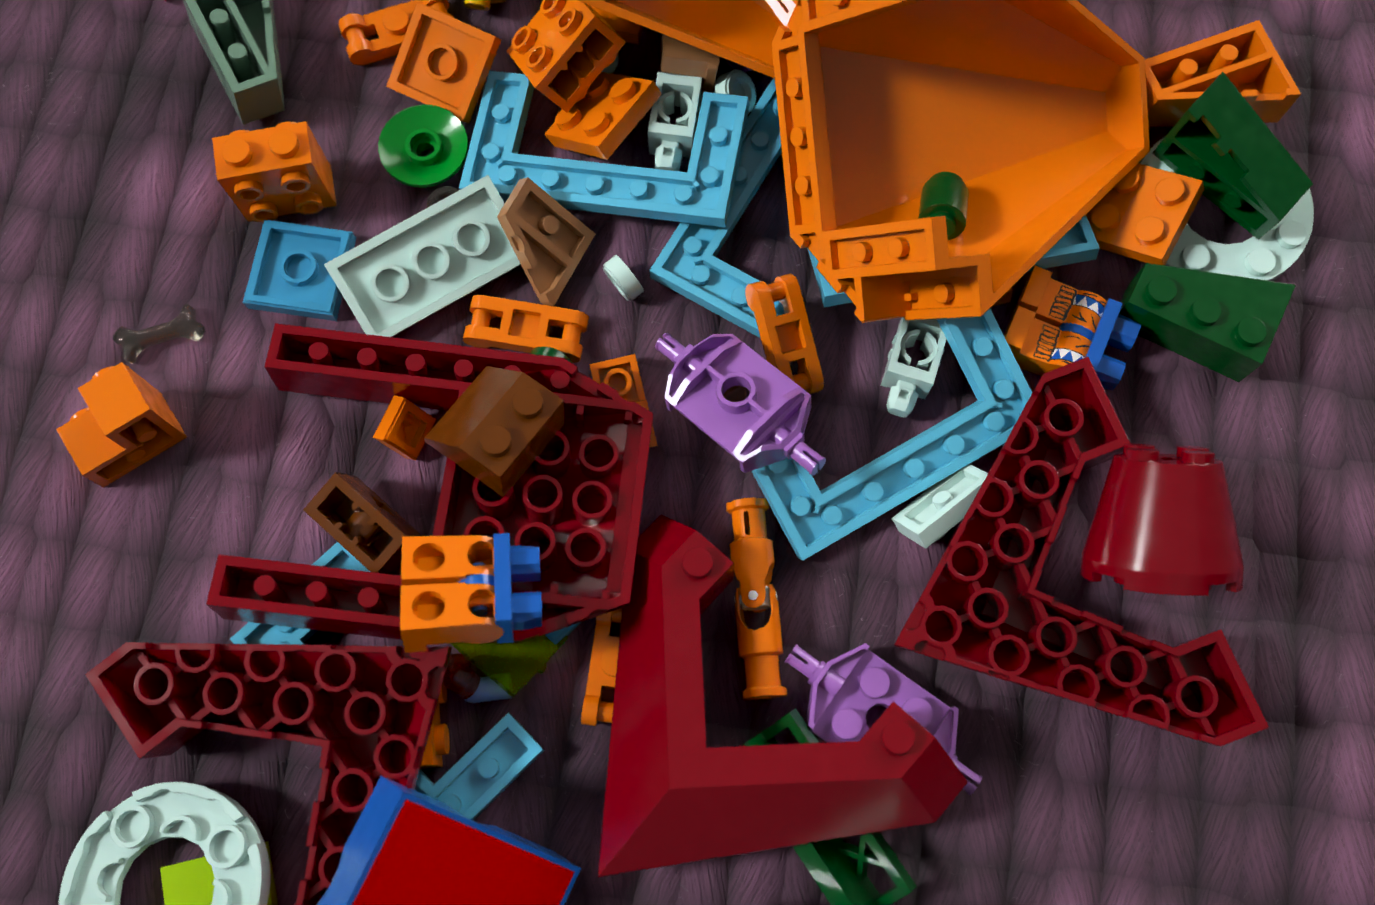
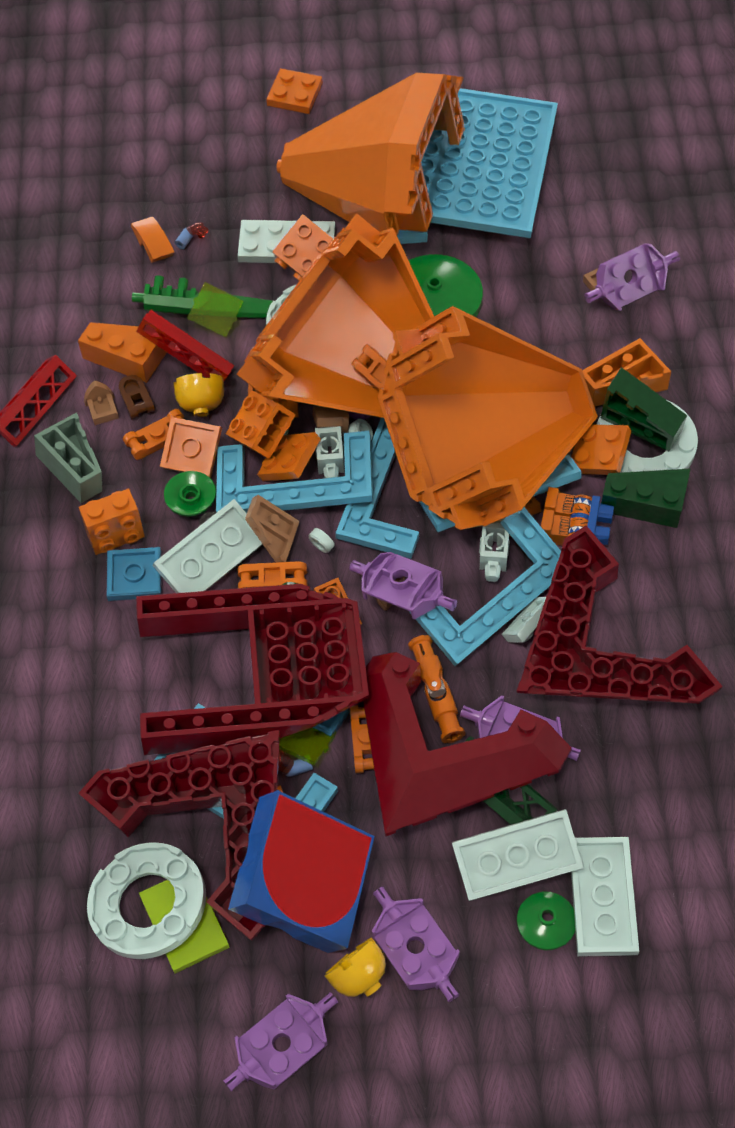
camera: 10 degrees left, 15 degrees down
(121, 427) = (60, 671): orange brick -> none
(138, 340) = (50, 629): clear smoke piece -> none
(361, 522) = (207, 689): reddish brown brick -> none
(404, 428) = (217, 641): orange tile -> none
(463, 590) = (282, 698): orange hips -> none
(498, 427) = (276, 621): reddish brown slope -> none
(786, 335) = (421, 548): orange plate -> none
(946, 196) = (496, 461): dark green brick -> none
(1165, 524) = (643, 596): dark red cone -> none

